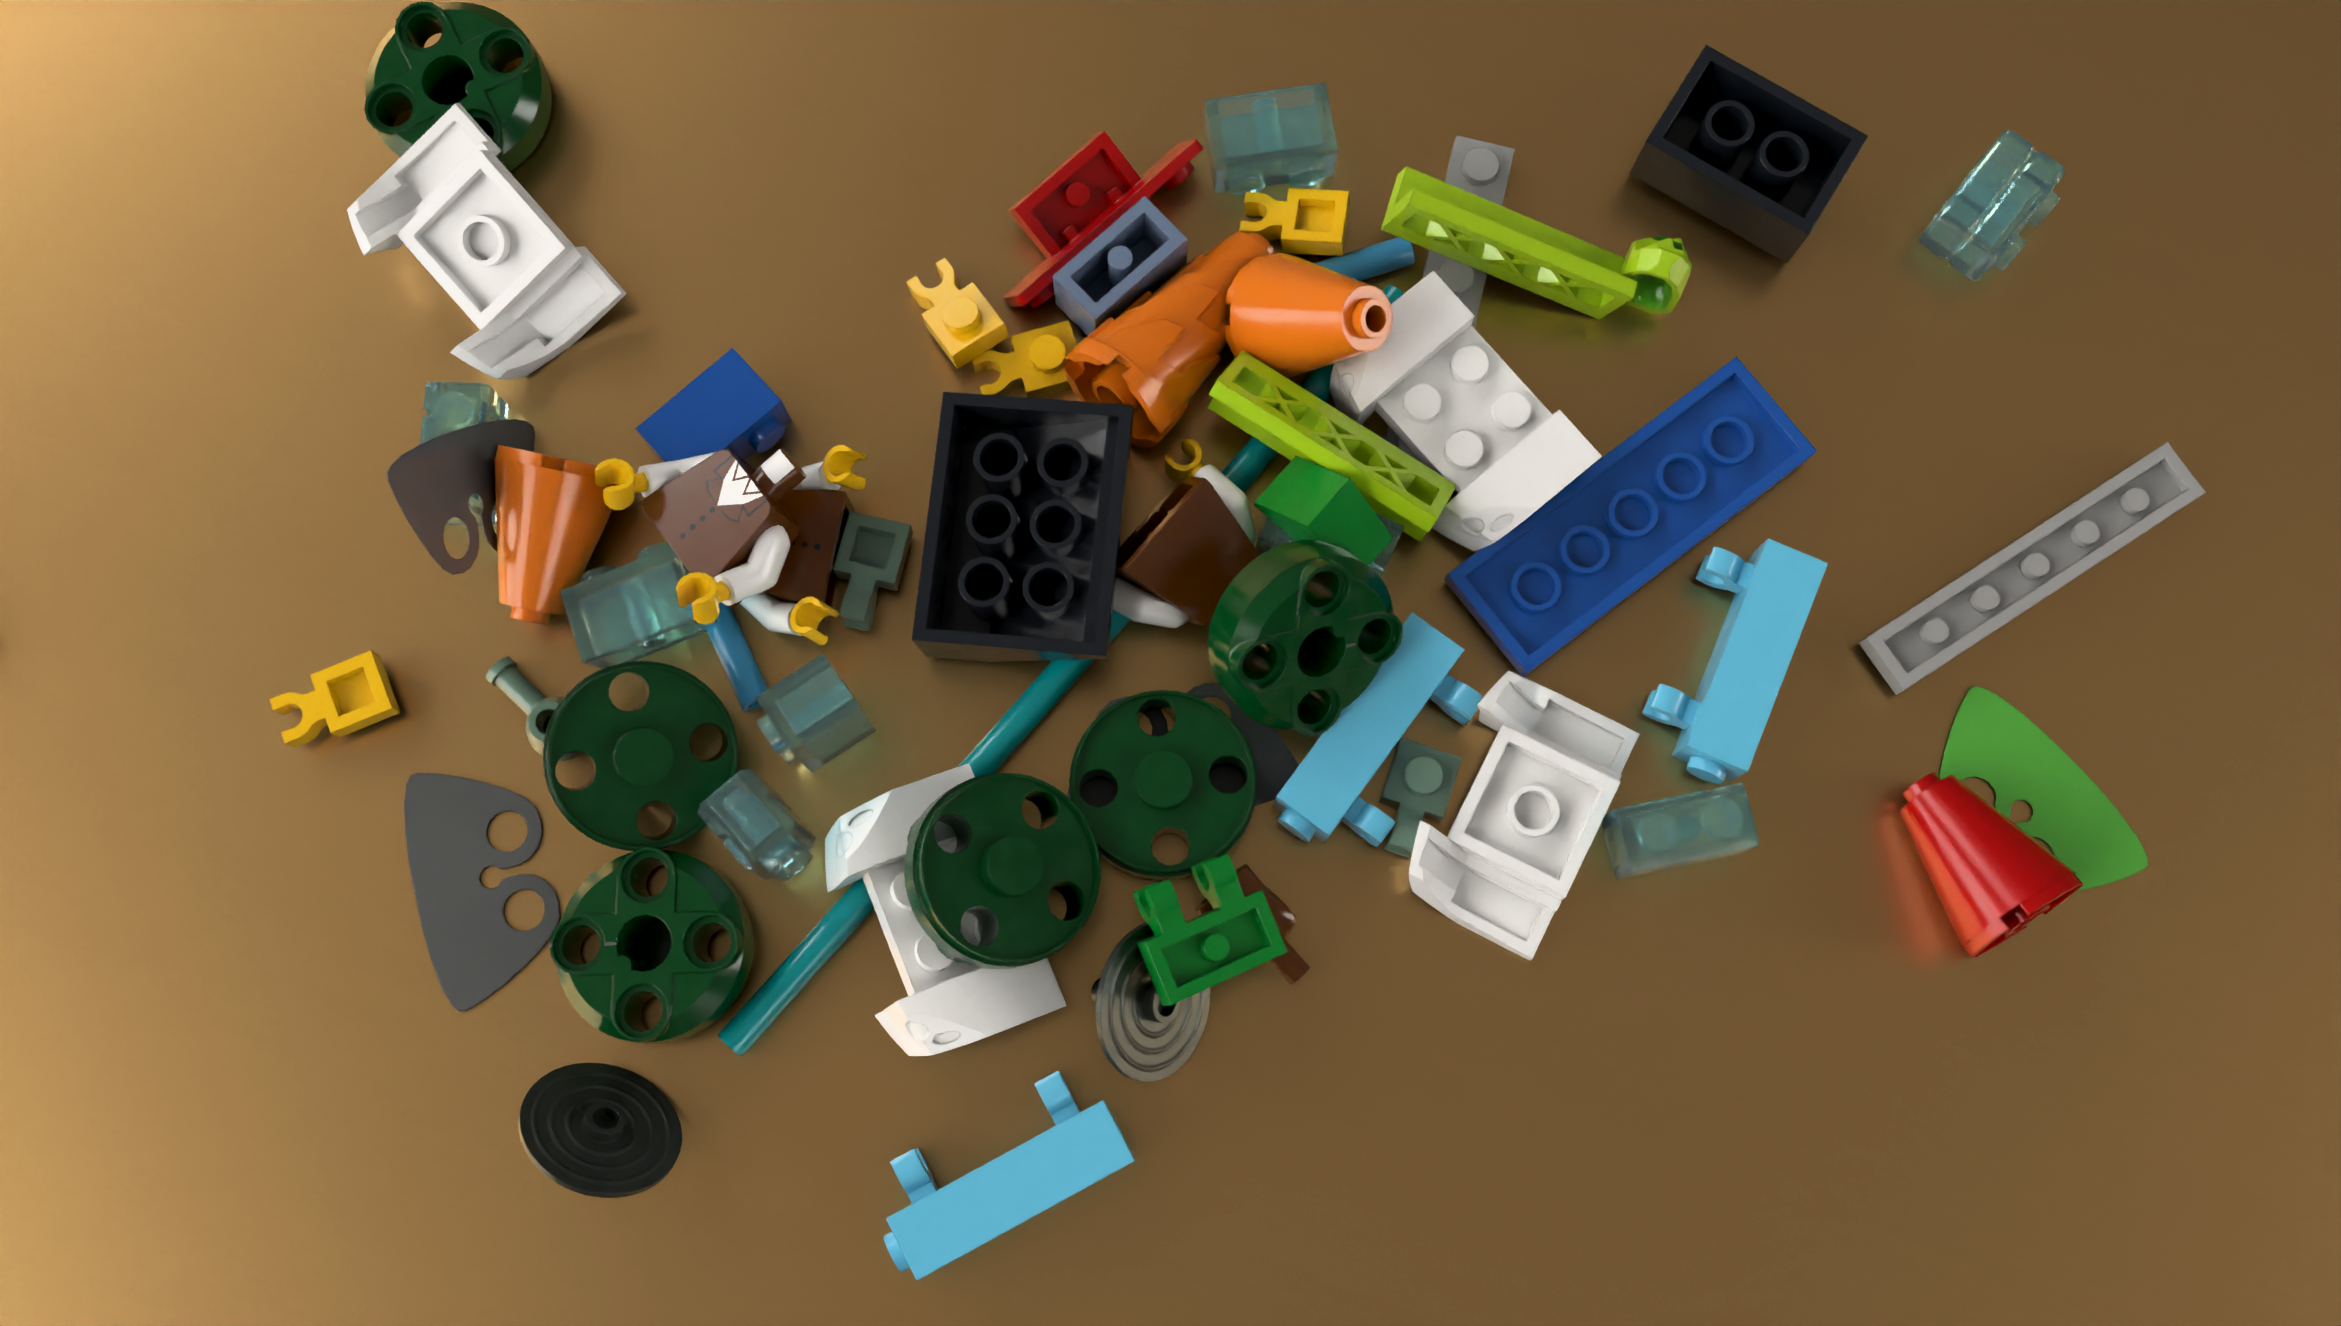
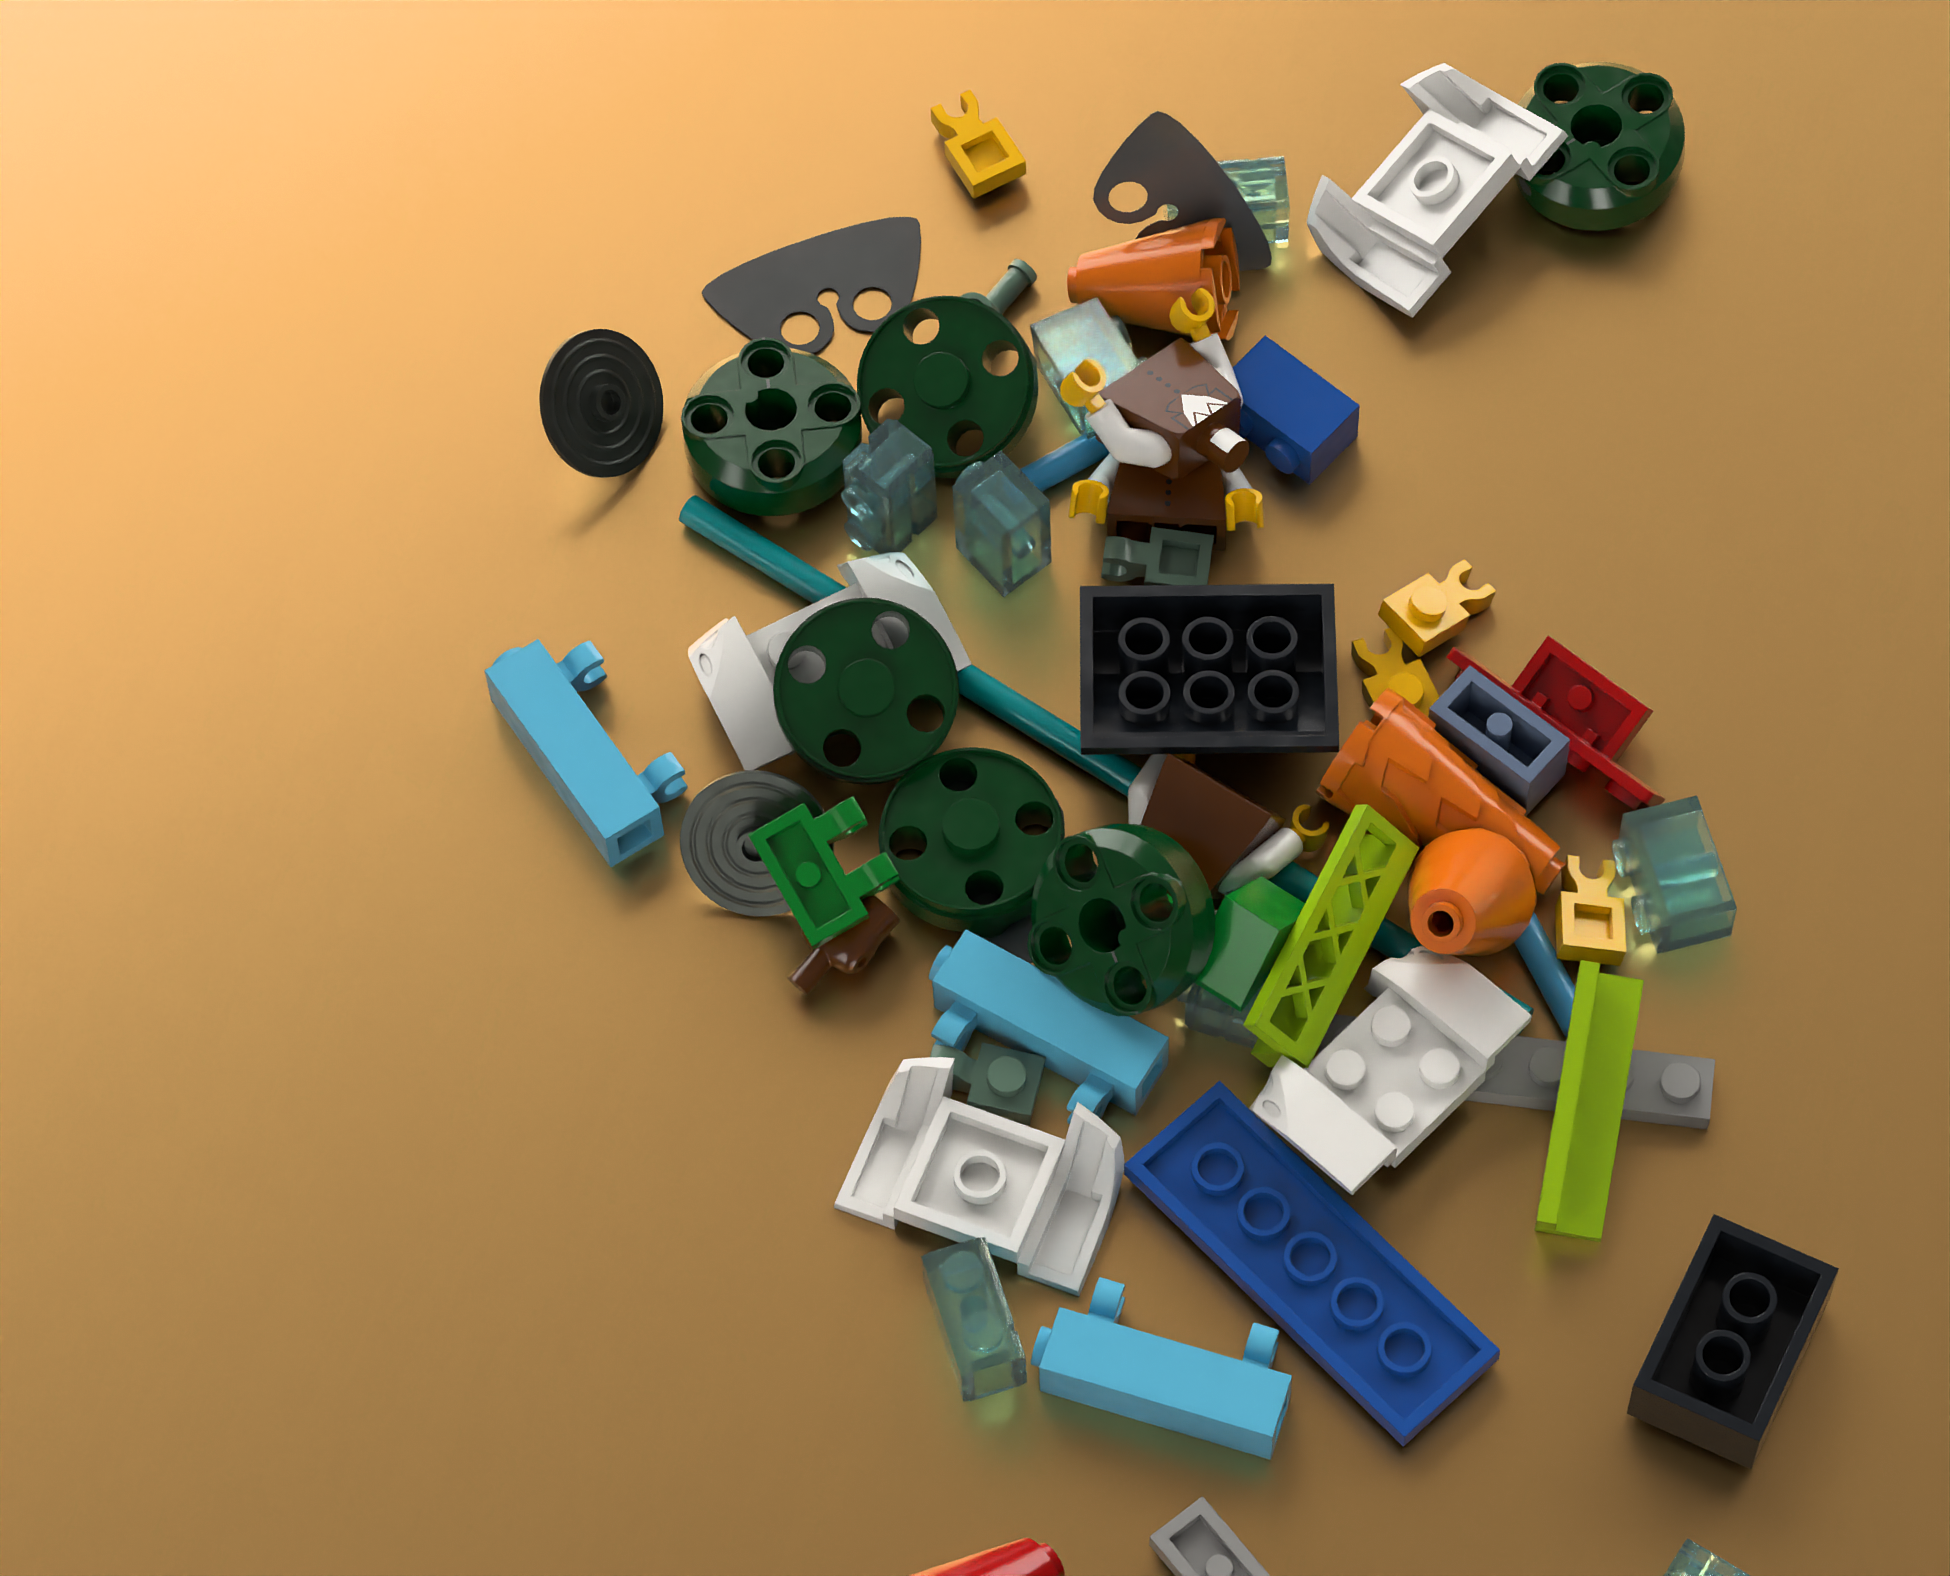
camera: 90 degrees right, 15 degrees down
(1661, 273) = (1585, 1264): lime rock -> none

